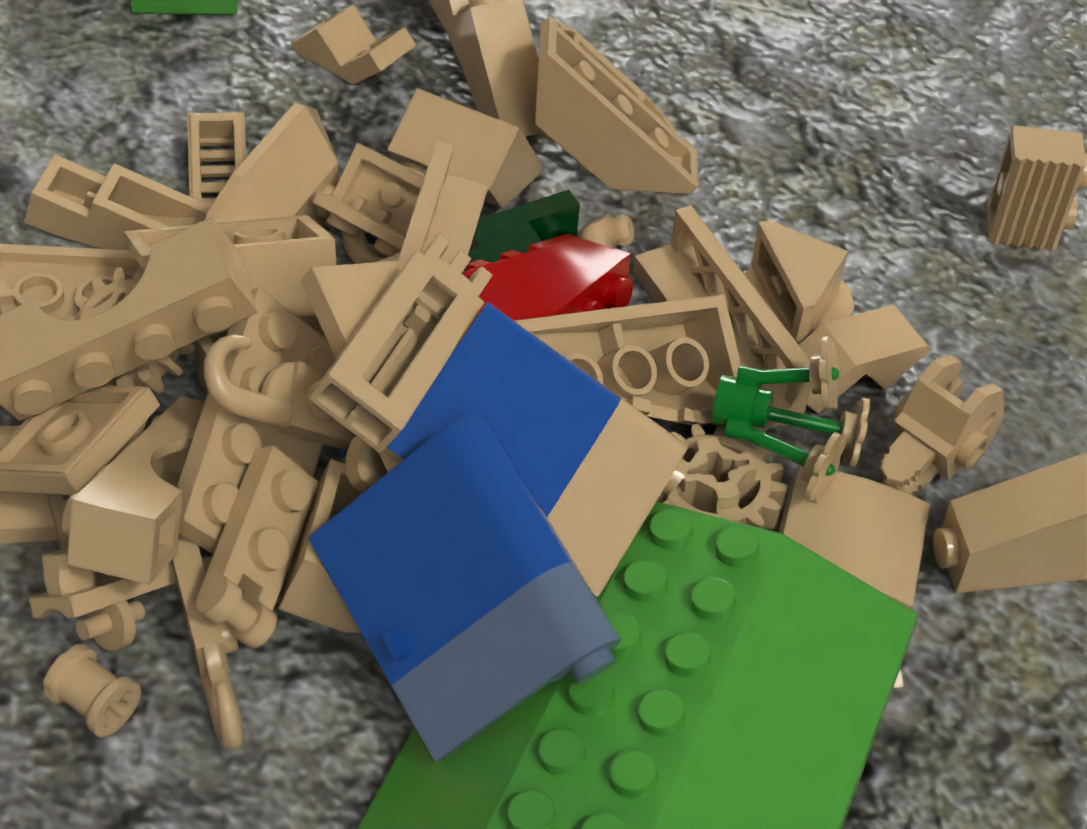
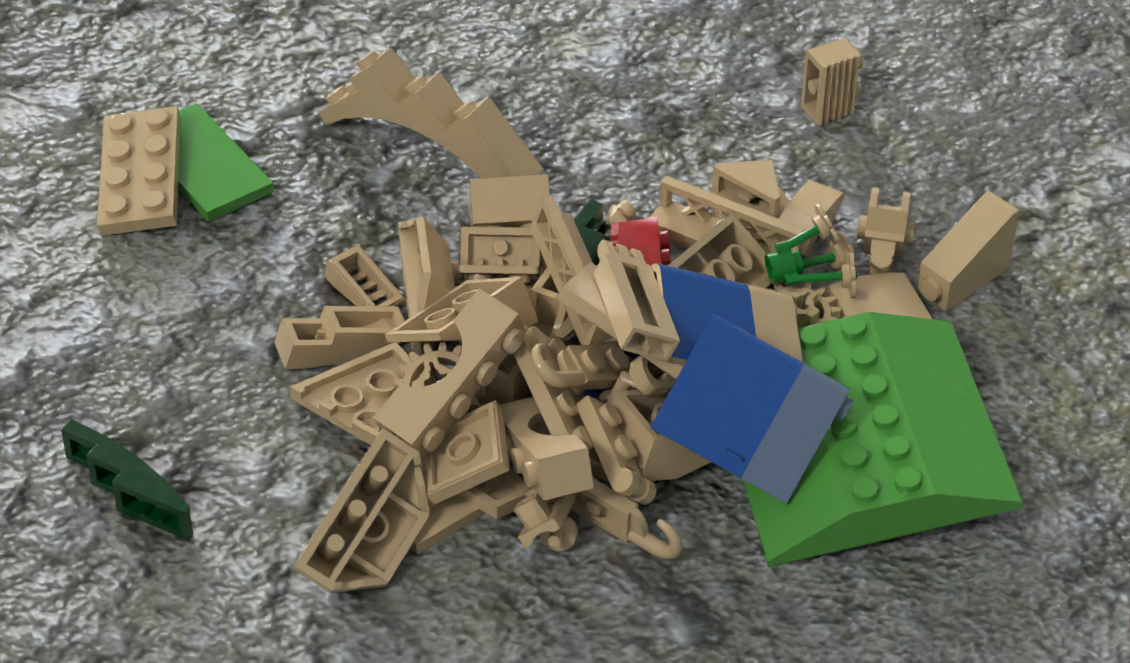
camera: 30 degrees left, 5 degrees down
(91, 690) = (583, 566): tan bush -> none
(349, 48) = (364, 181): tan slope -> none
(606, 118) = (572, 151): tan wedge -> none

